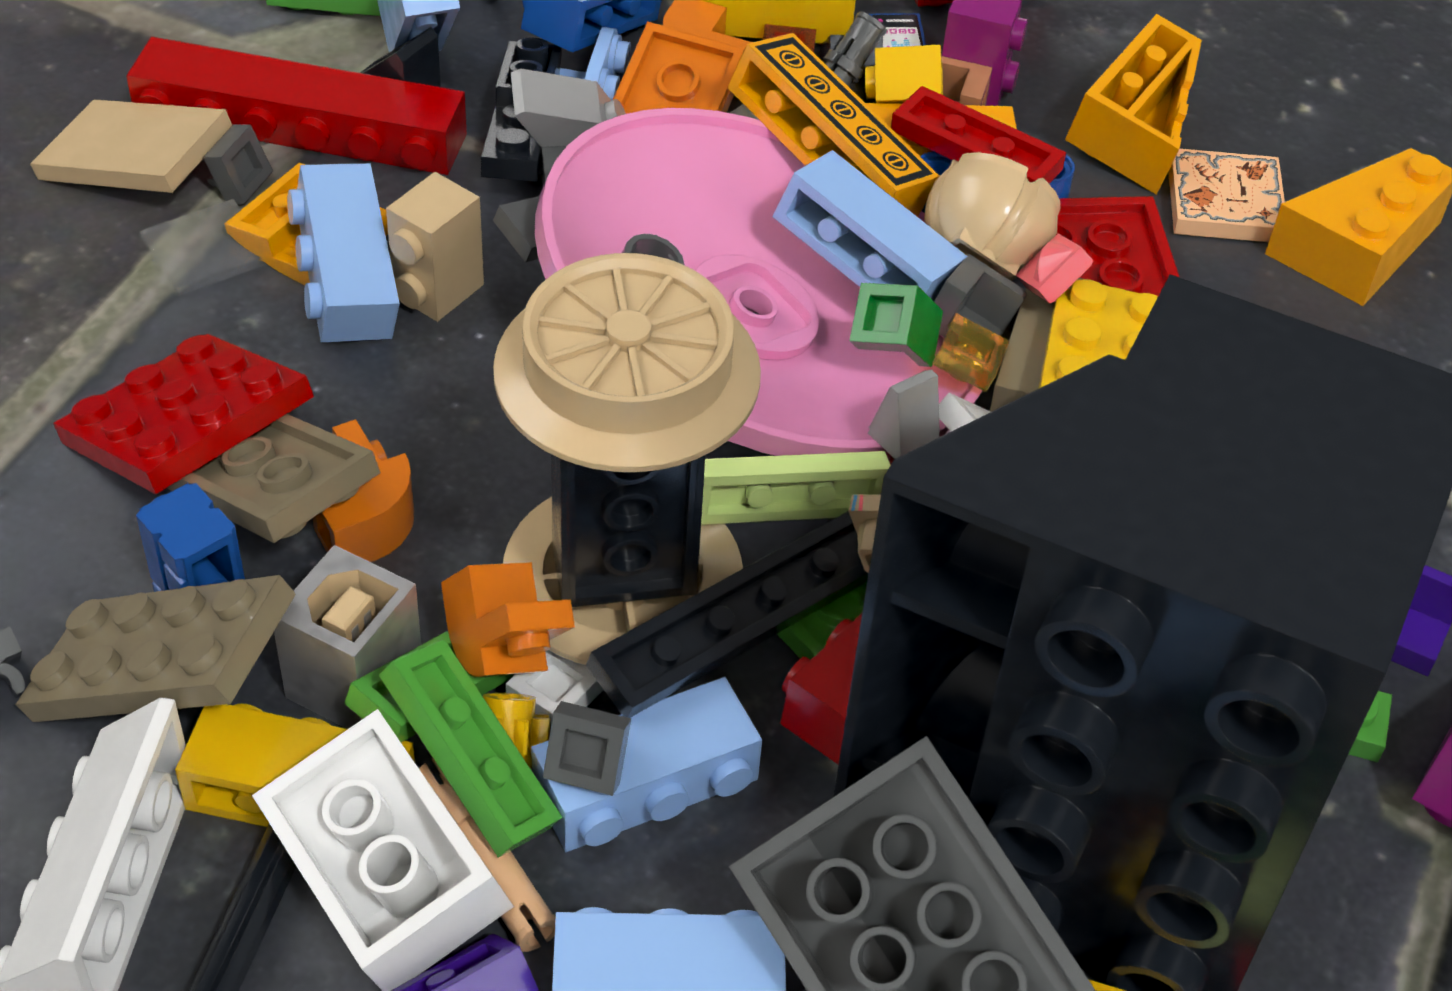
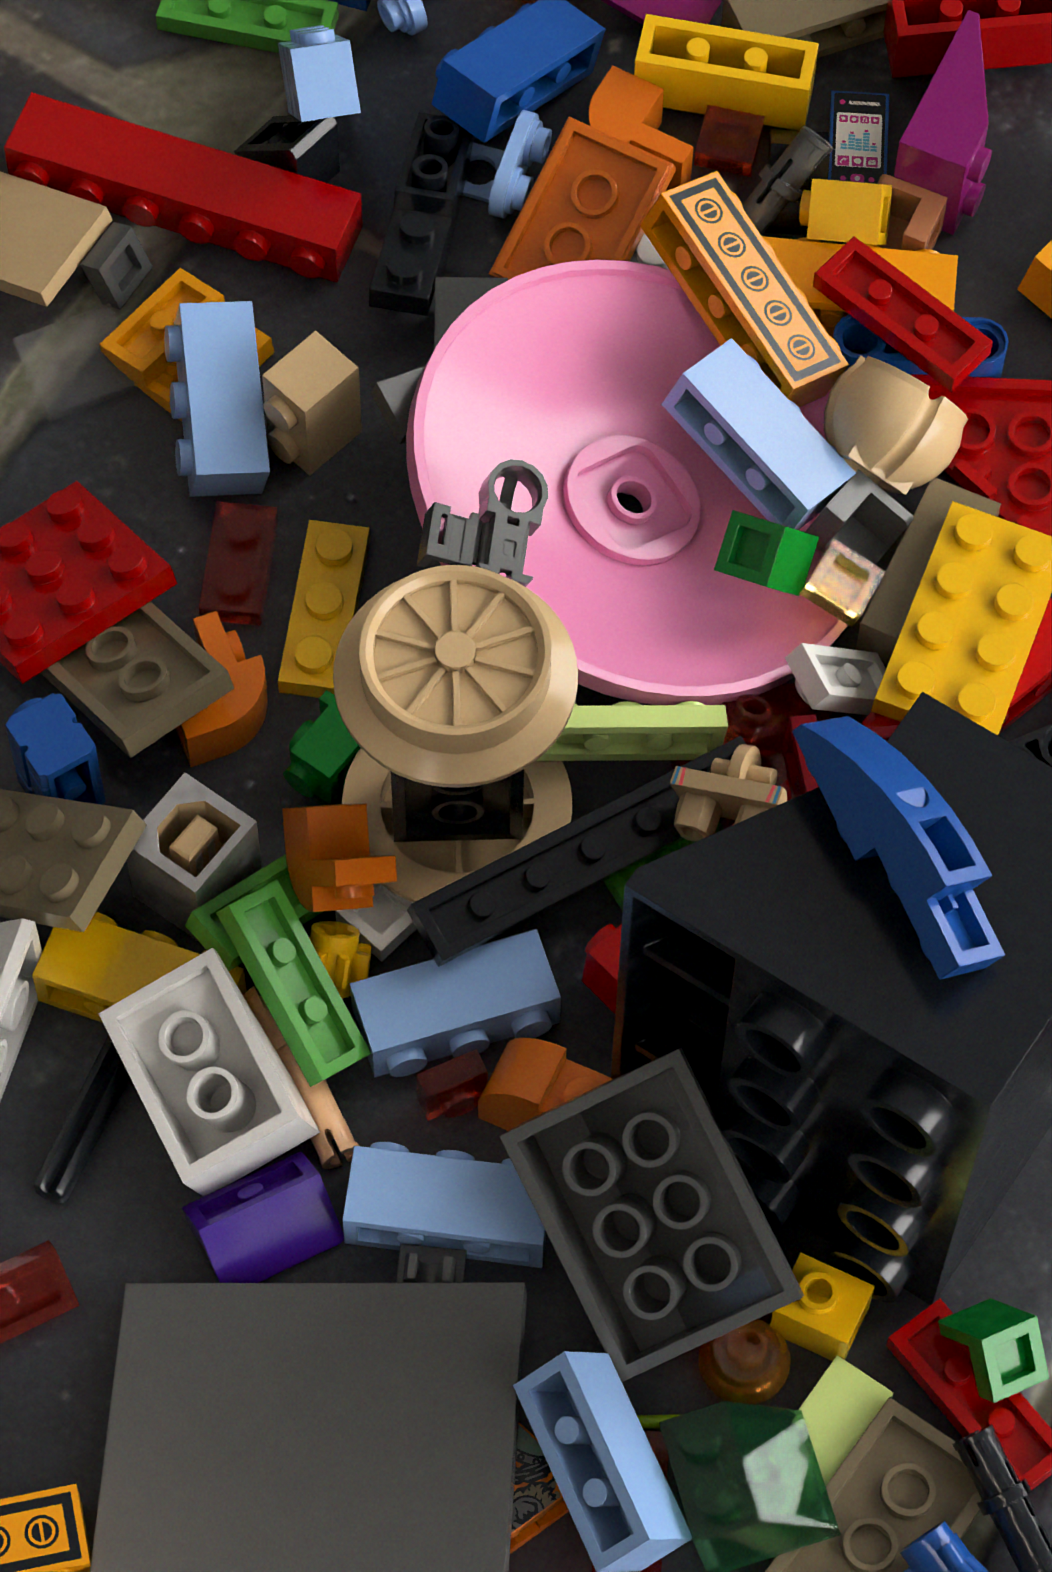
camera: 10 degrees right, 15 degrees up
(376, 389) = (239, 562): none -> clear red plate
(462, 429) = (322, 605): none -> yellow plate
(481, 529) = (321, 754): none -> green brick
(559, 106) = (465, 240): light grey slope -> none
(586, 748) = (396, 997): dark grey tile -> none
(655, 846) = (452, 1086): none -> clear red plate
(735, 822) = (532, 1080): none -> orange brick
(908, 415) = (757, 668): light grey slope -> none
(1054, 268) = (944, 496): coral tile -> none
(1192, 369) = (897, 814): none -> blue slope

